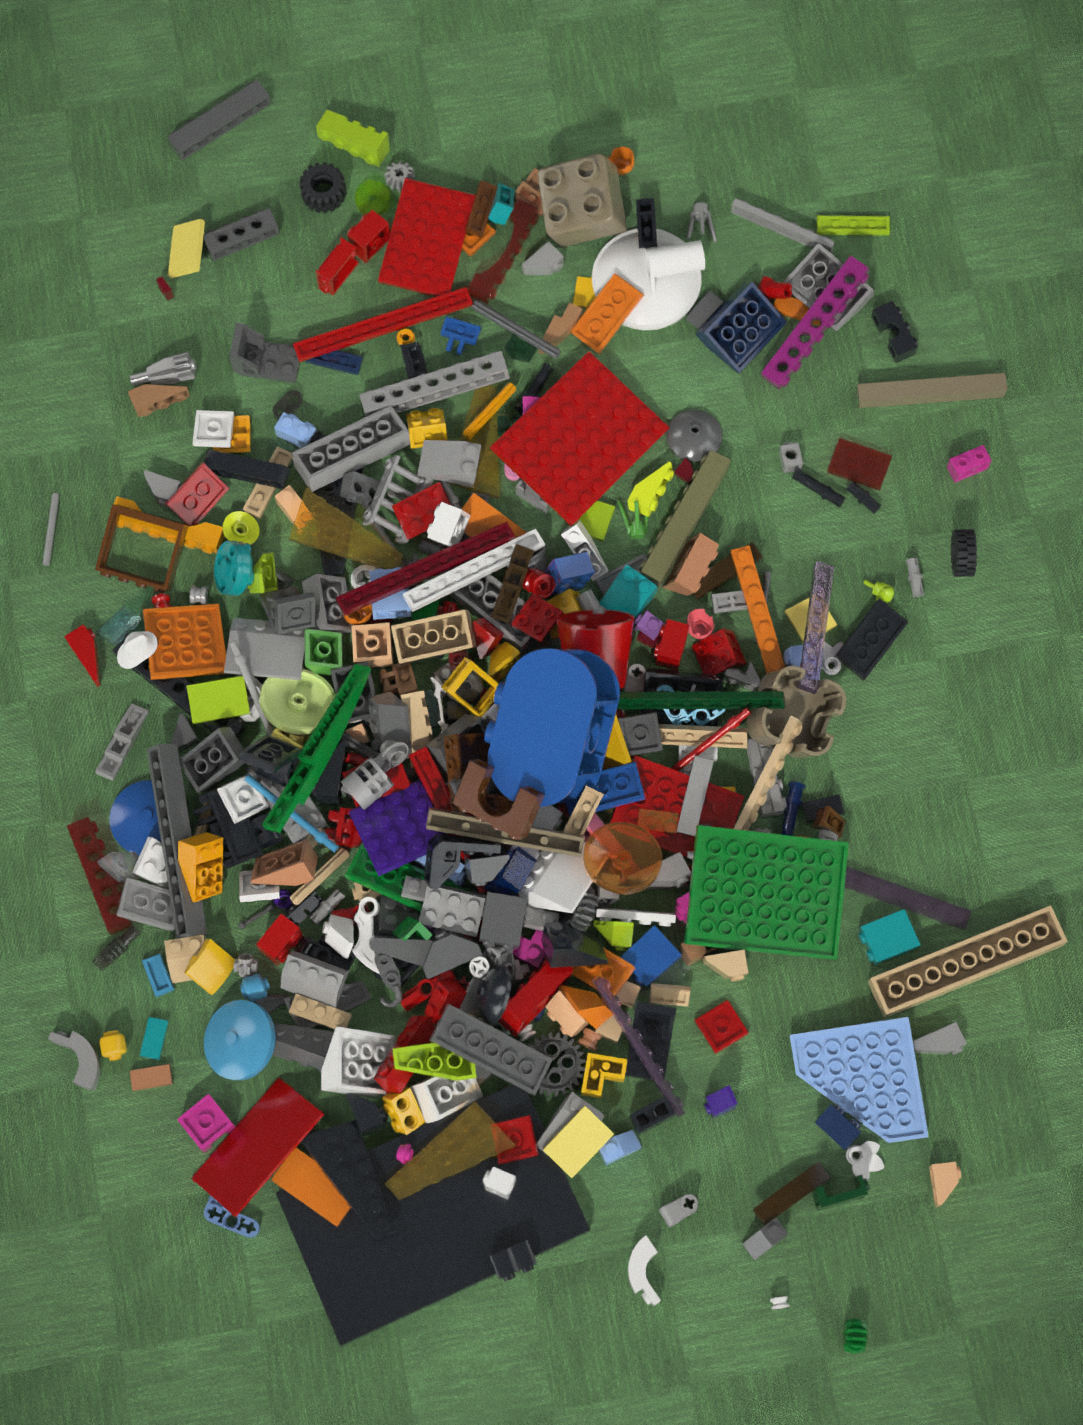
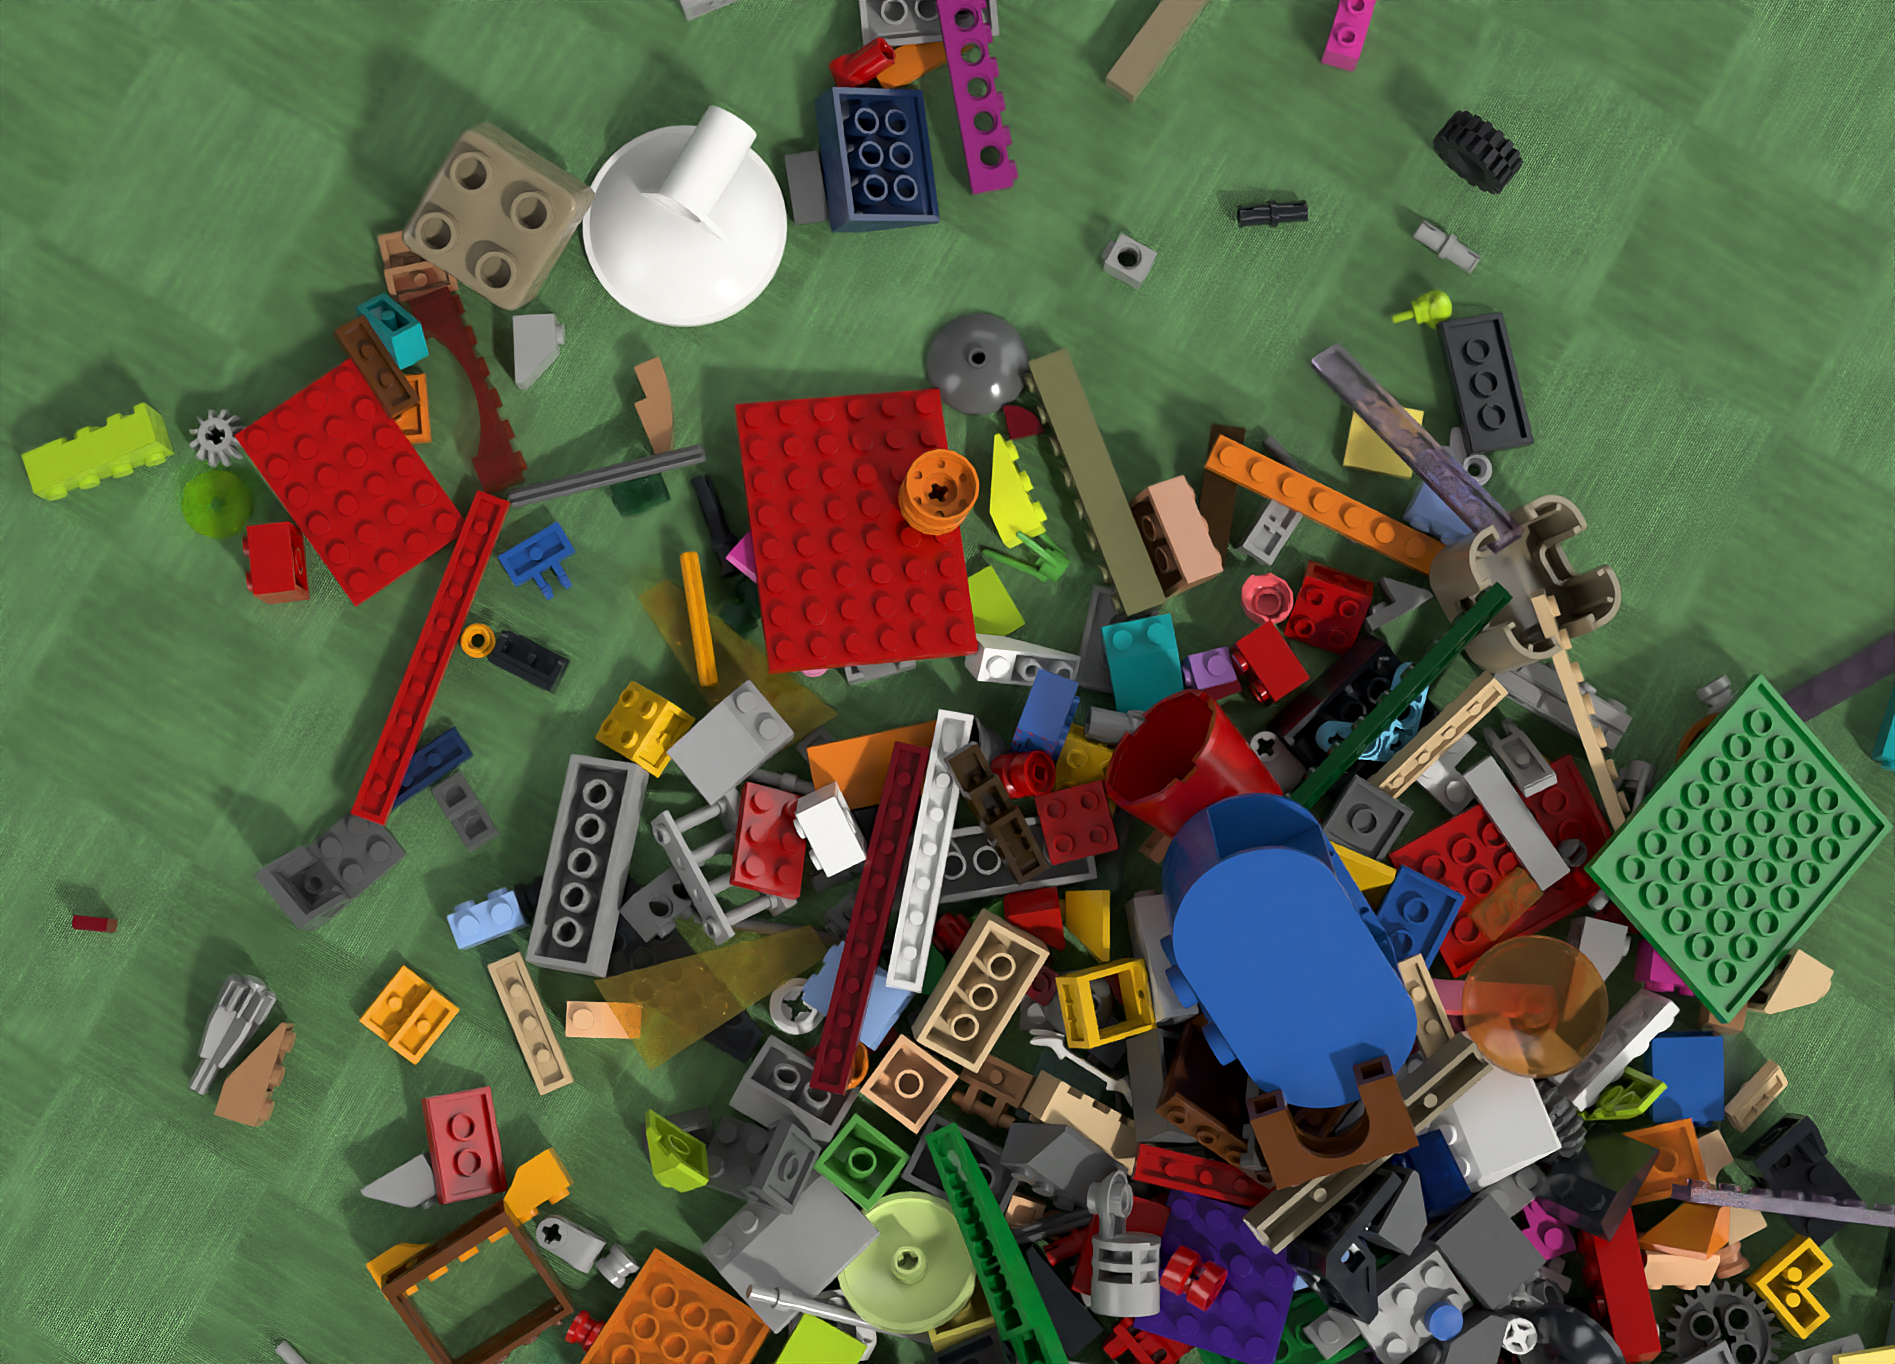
camera: 50 degrees left, 10 degrees up
(186, 248) = (60, 841): light yellow tile -> none
(193, 570) = (576, 1246): none -> light grey piece
(213, 428) = (382, 1037): white plate -> none
(233, 568) = (626, 1187): teal piece -> none
(238, 242) = (114, 760): dark grey brick -> none
(243, 522) = (574, 1107): neon yellow dish -> none
(247, 469) = (485, 1041): black beam -> none
(286, 404) = (426, 897): clear smoke beam -> none
(322, 200) = (120, 543): black tyre -> none
(332, 389) = (465, 811): none -> dark grey slope
(336, 267) = (286, 650): red window -> none
(388, 810) = (1181, 1274): none -> red wheel
(445, 387) = (610, 655): light grey brick -> none
(458, 925) = (1443, 1320): none -> tile
(584, 292) = (632, 332): yellow piece -> none
(607, 313) = (694, 327): orange tile -> none
(623, 159) = (475, 103): orange hair -> none
(625, 443) = (943, 474): none -> orange wheel
(646, 223) = (609, 155): black slope -> none
(700, 213) = (657, 64): light grey plant -> none
(721, 1026) = (1853, 1061): red tile -> none
(723, 777) = (1520, 759): none -> light grey hinge
(733, 722) = (1469, 685): red bar -> none
(793, 802) = (1625, 691): clear blue pin -> none
(811, 807) = (1665, 659): black tile -> none
(824, 491) = (1219, 258): black pin -> none
(829, 820) = (1695, 671): reddish brown slope -> none
(859, 464) = (1217, 176): clear red tile -> none

